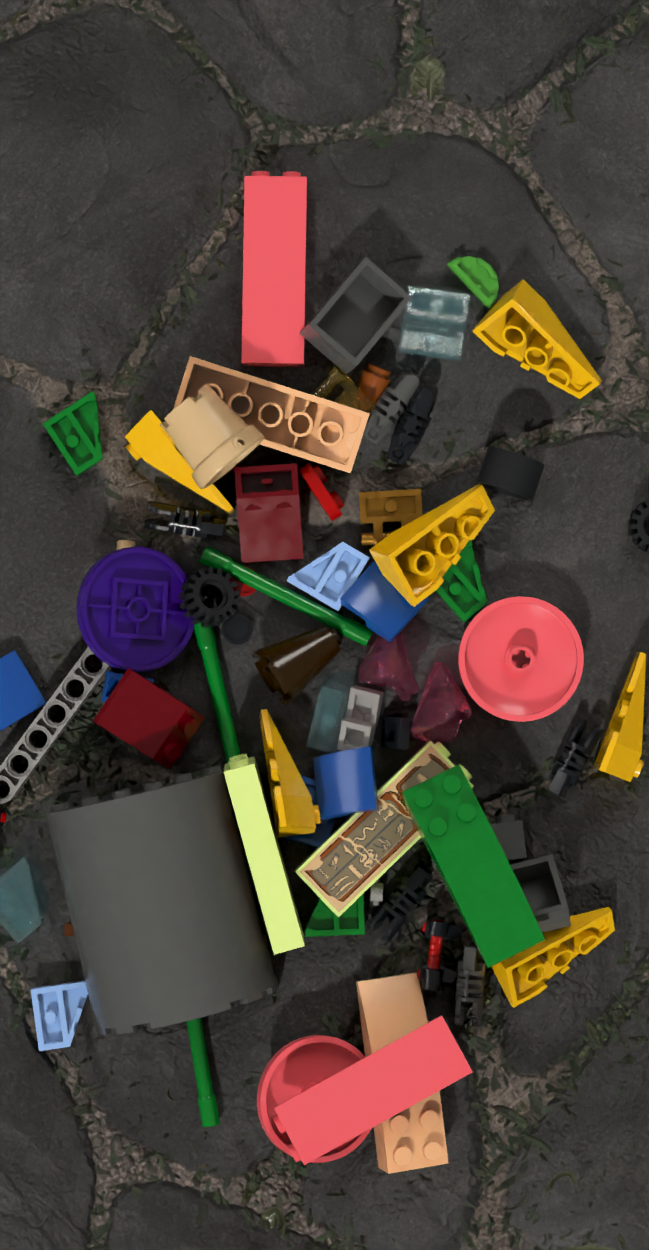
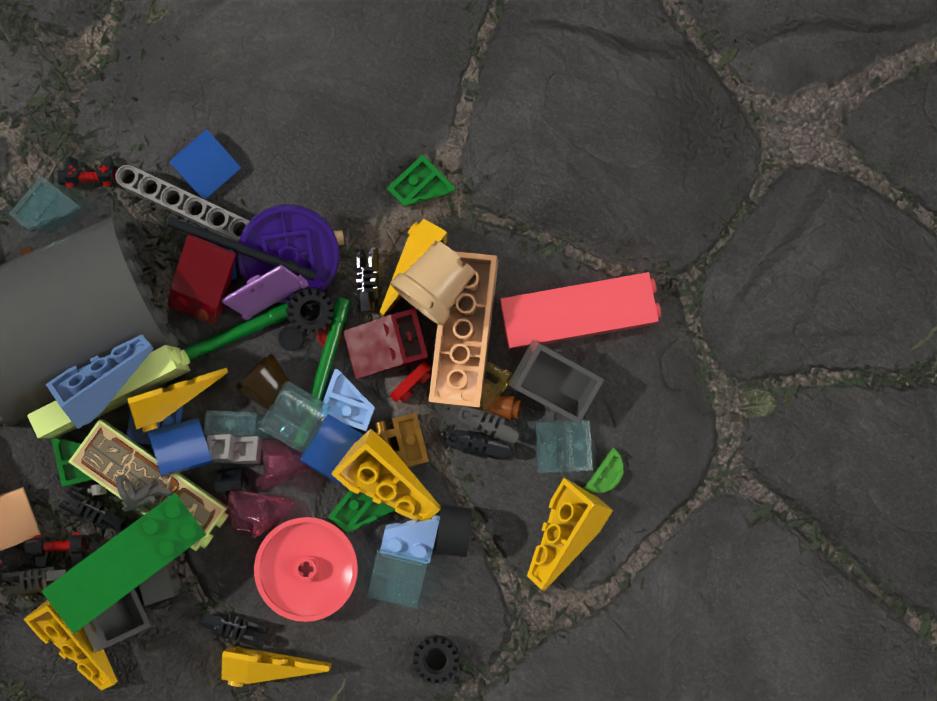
camera: 70 degrees right, 5 degrees down
(153, 610) = (241, 248): none -> black bar
(177, 646) = (264, 291): none -> medium lavender door
(256, 864) = (88, 390): none -> medium blue wedge
(338, 637) = (295, 417): none -> clear light blue slope
(398, 835) = (137, 498): none -> dark grey piece
(509, 527) = (411, 537): none -> light blue wing
(552, 553) = (397, 578): none -> clear light blue slope

